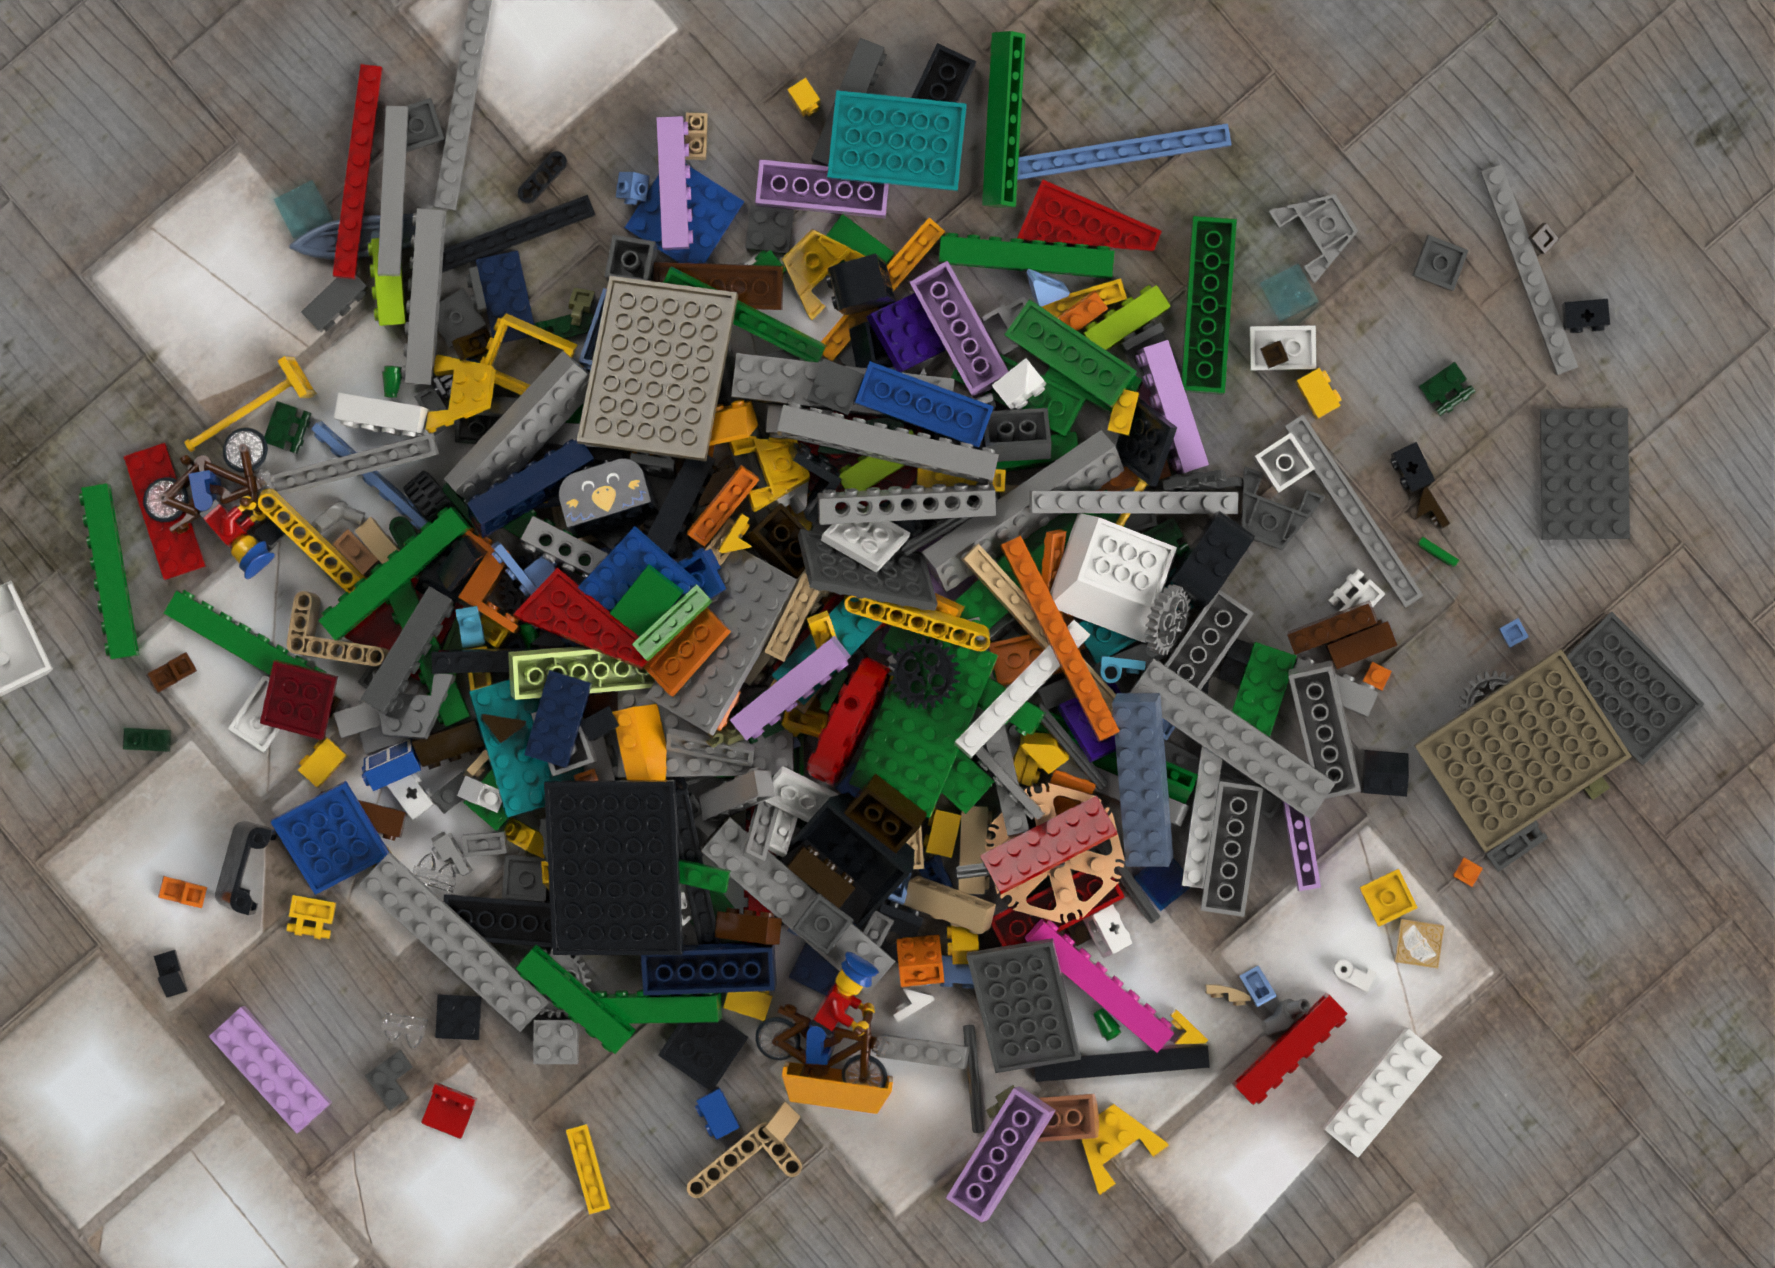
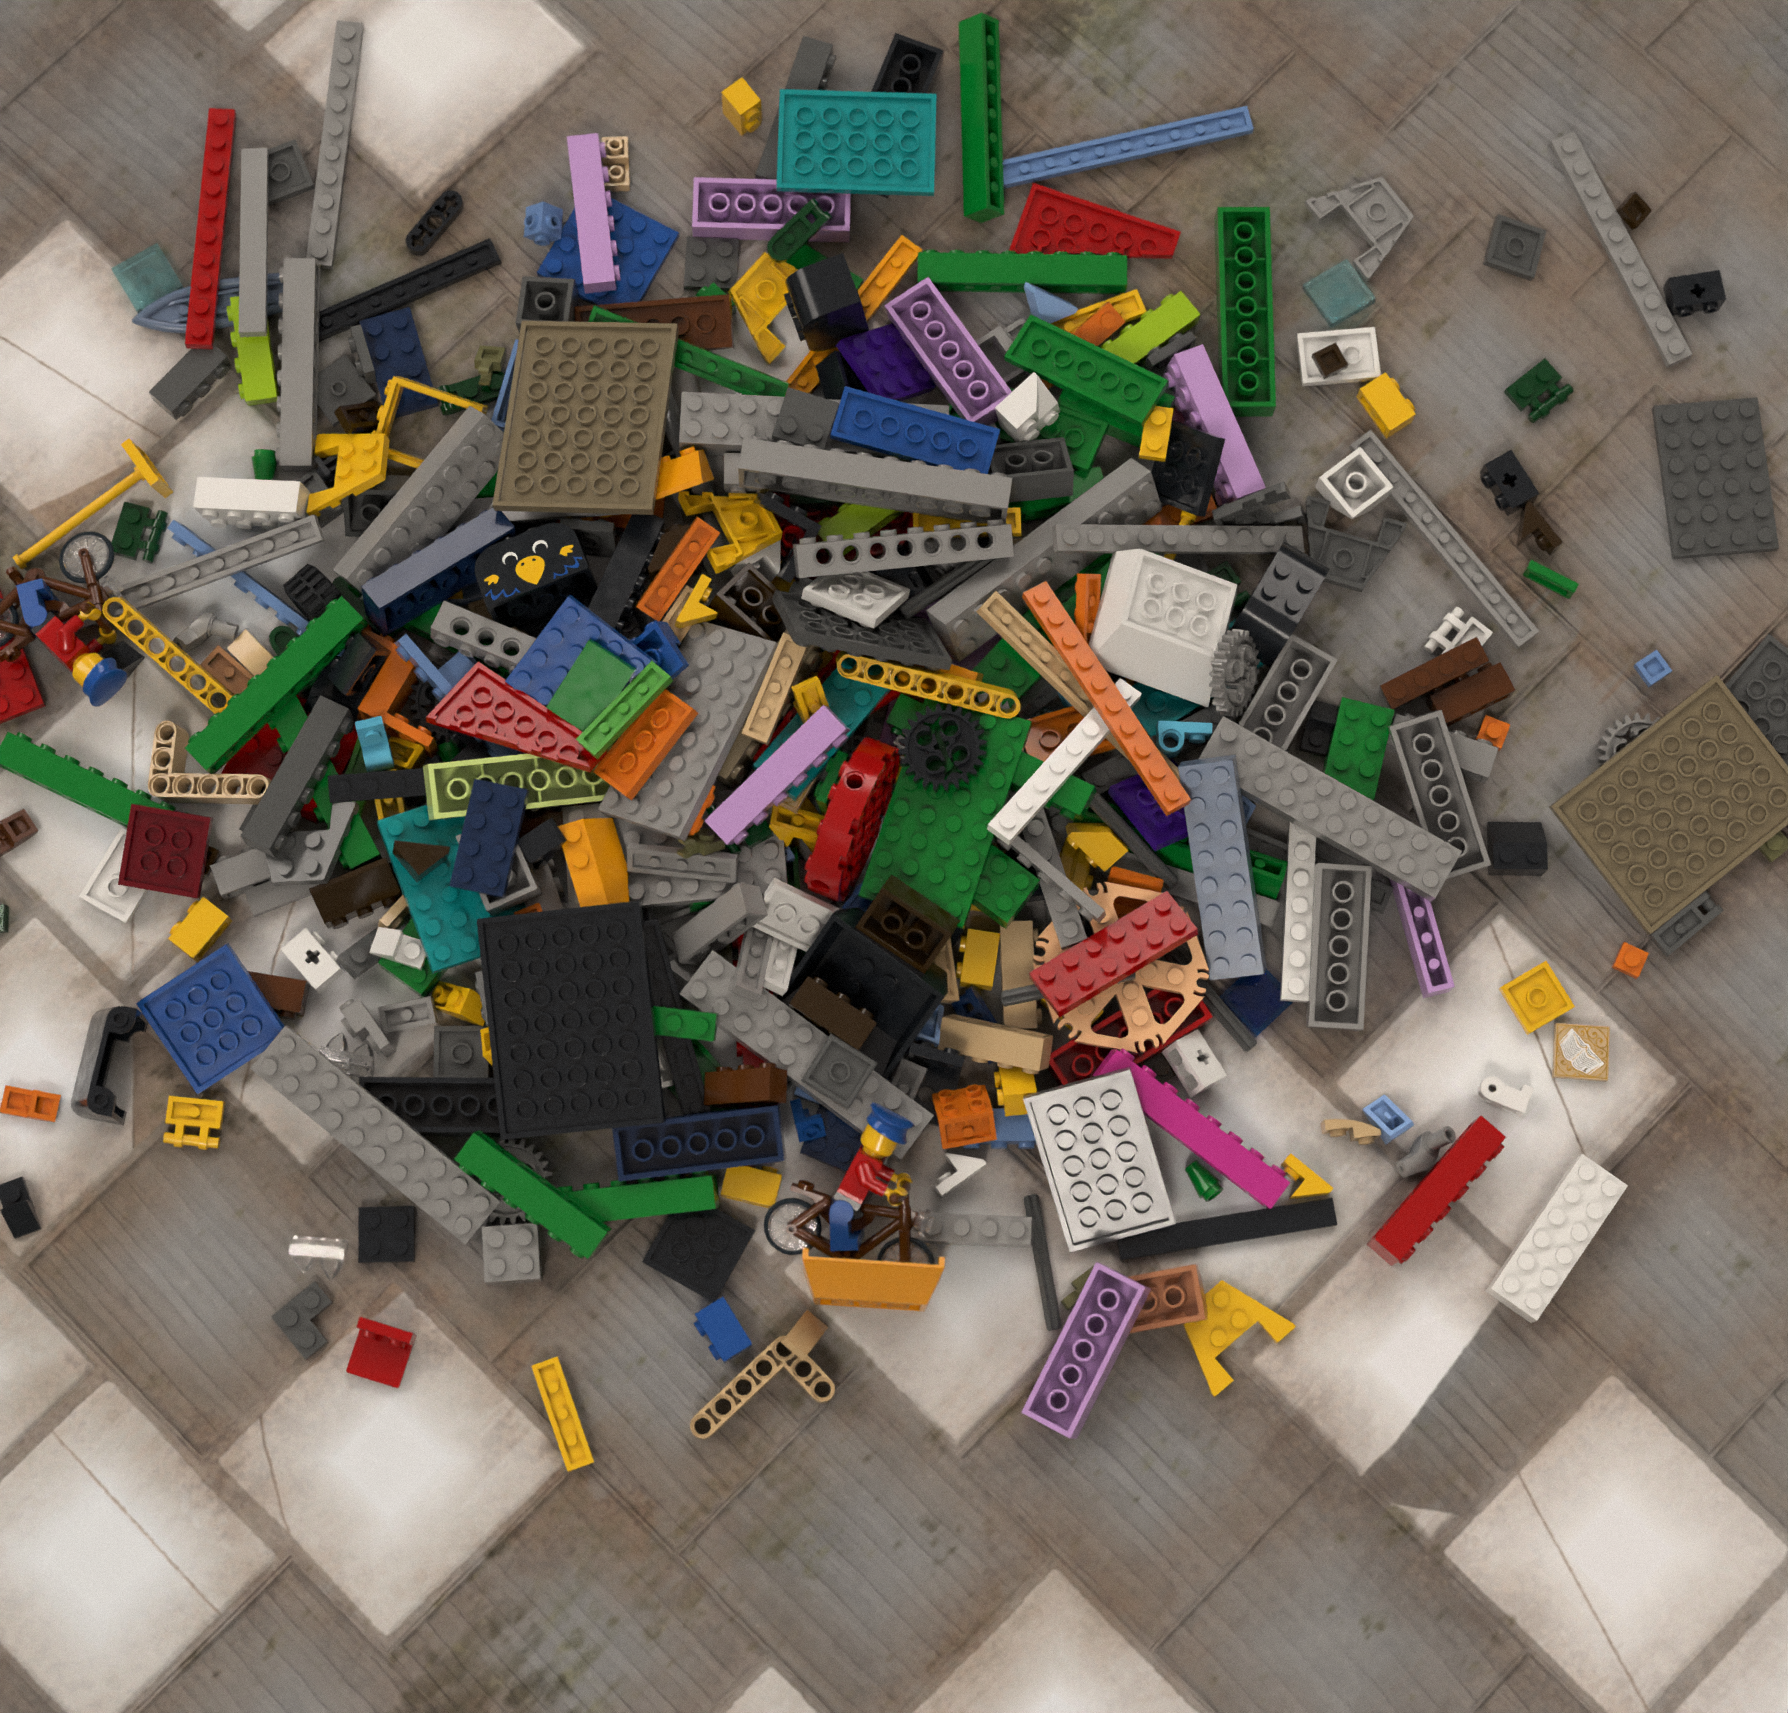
camera: 15 degrees left, 10 degrees down
(270, 1069) = (149, 1317): lavender brick -> none
(390, 765) = (284, 923): blue brick -> none
(795, 959) = (807, 1126): none -> blue bracket
(841, 216) = (797, 232): none -> dark green plate

